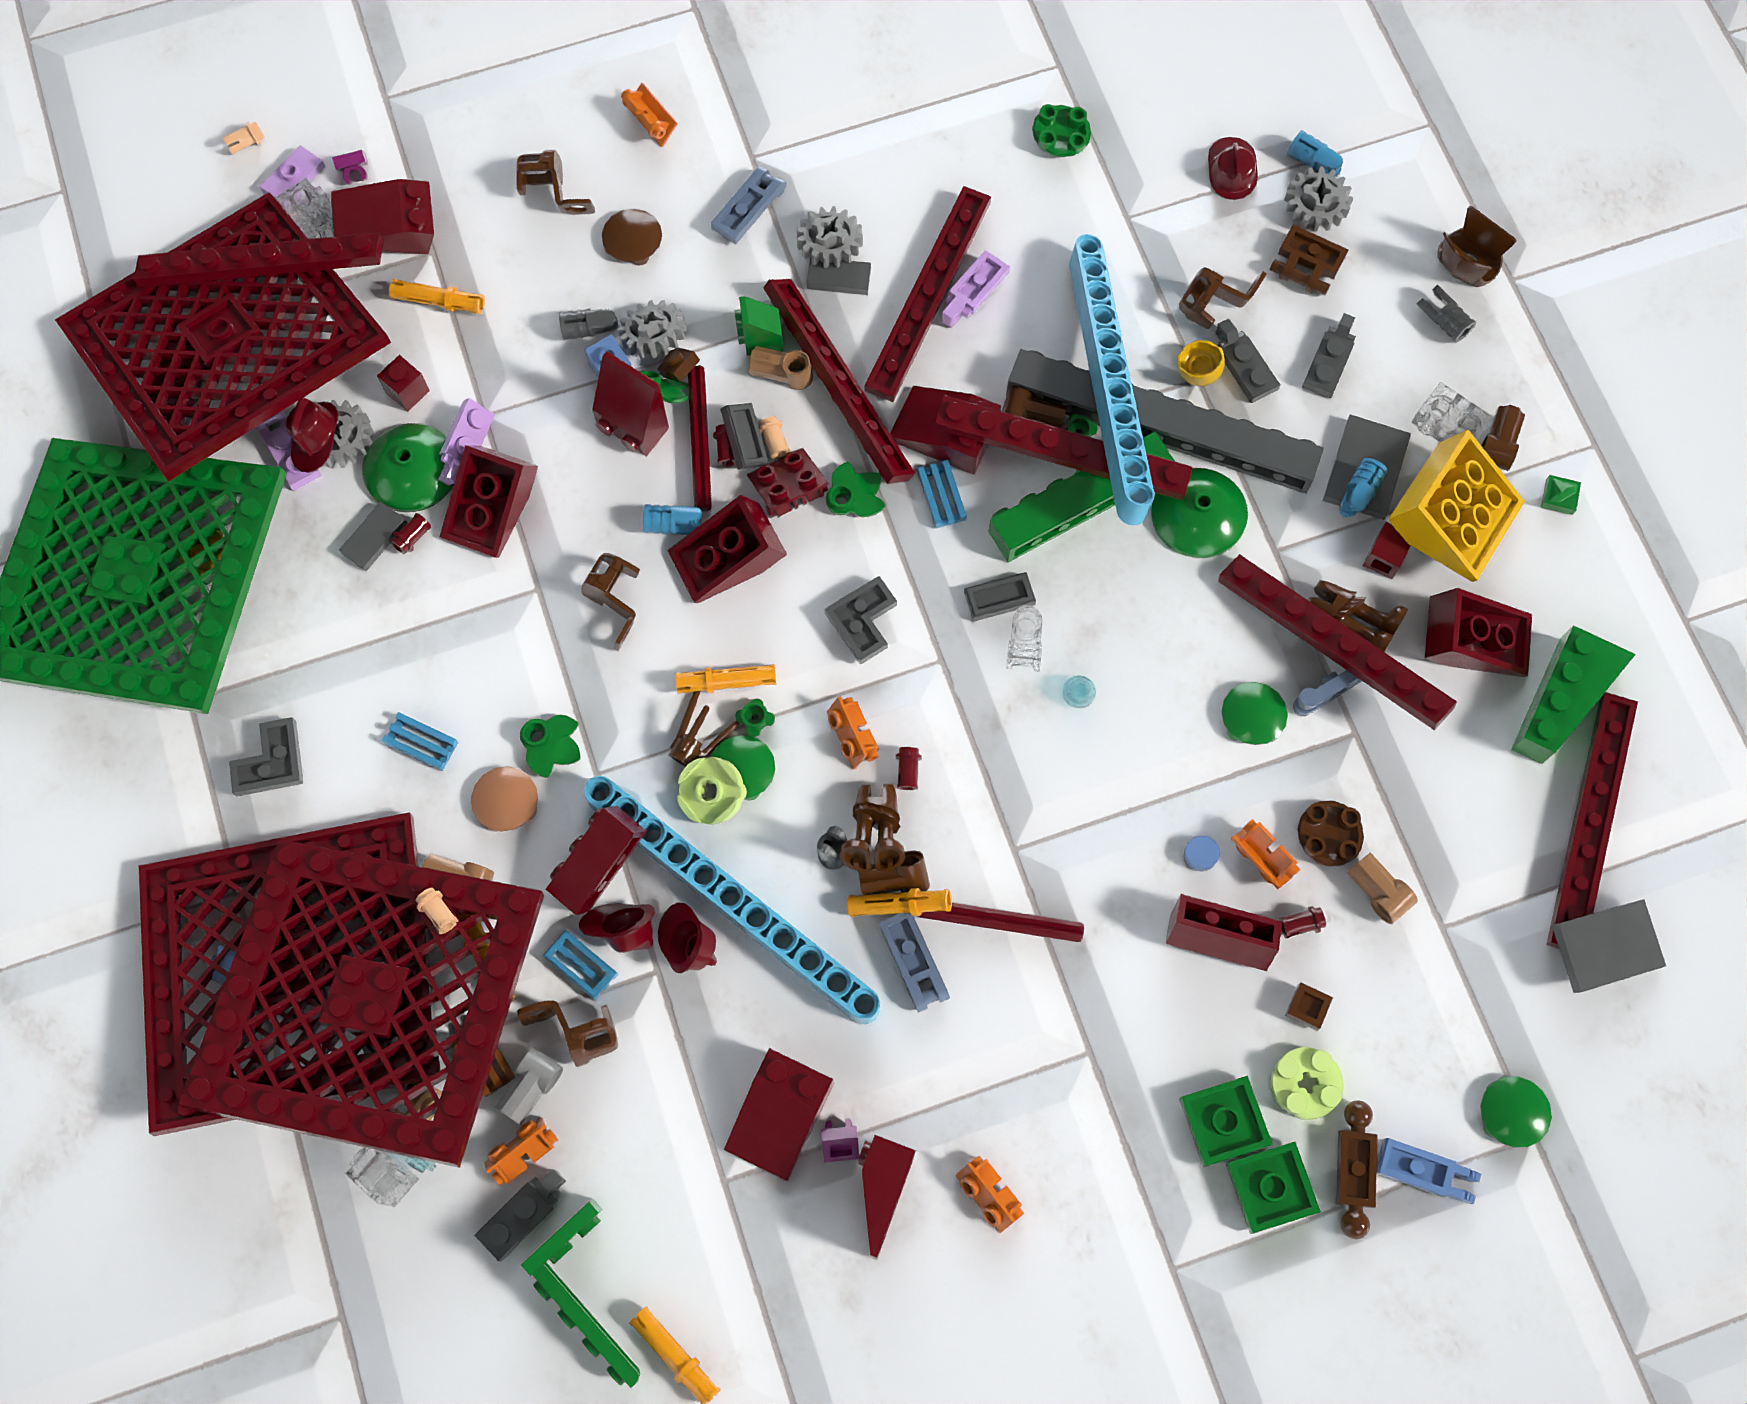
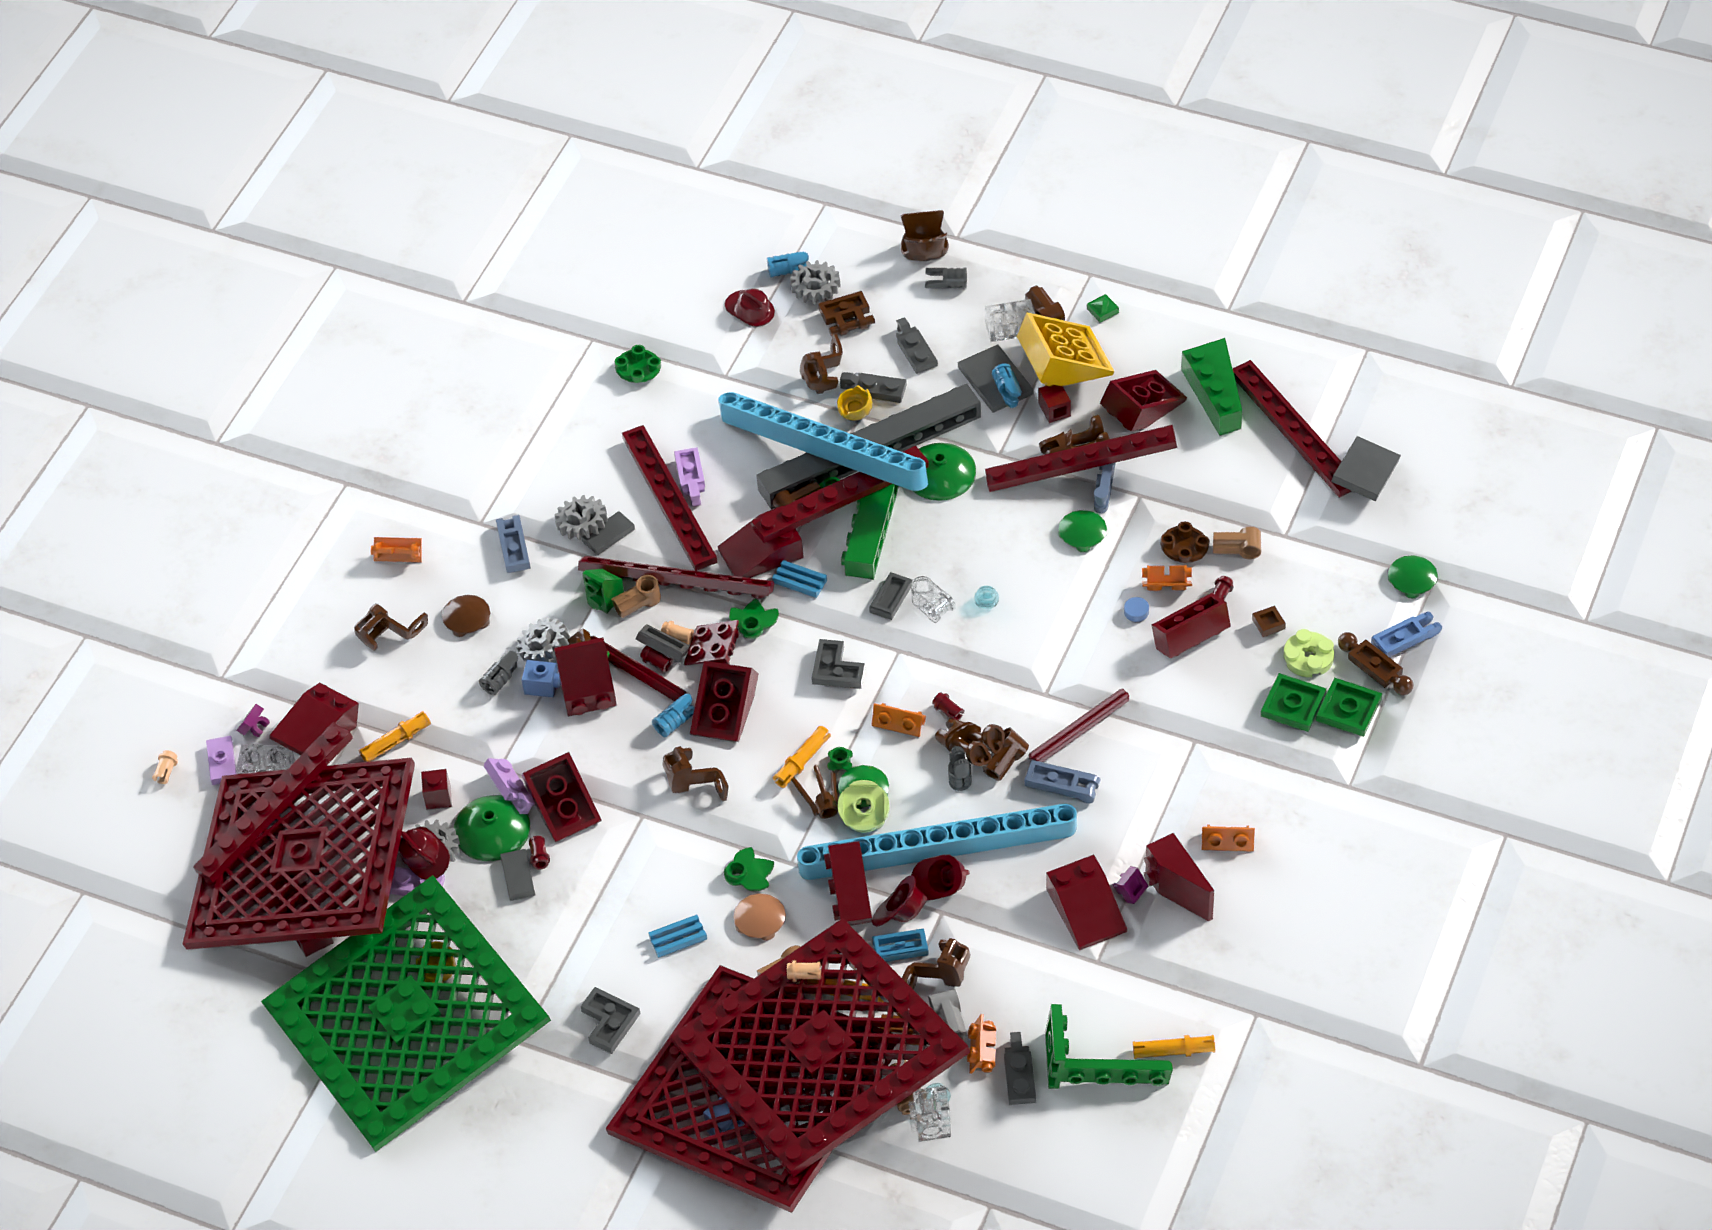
camera: 45 degrees left, 20 degrees down
(895, 903) = (1020, 764): light orange pin -> none

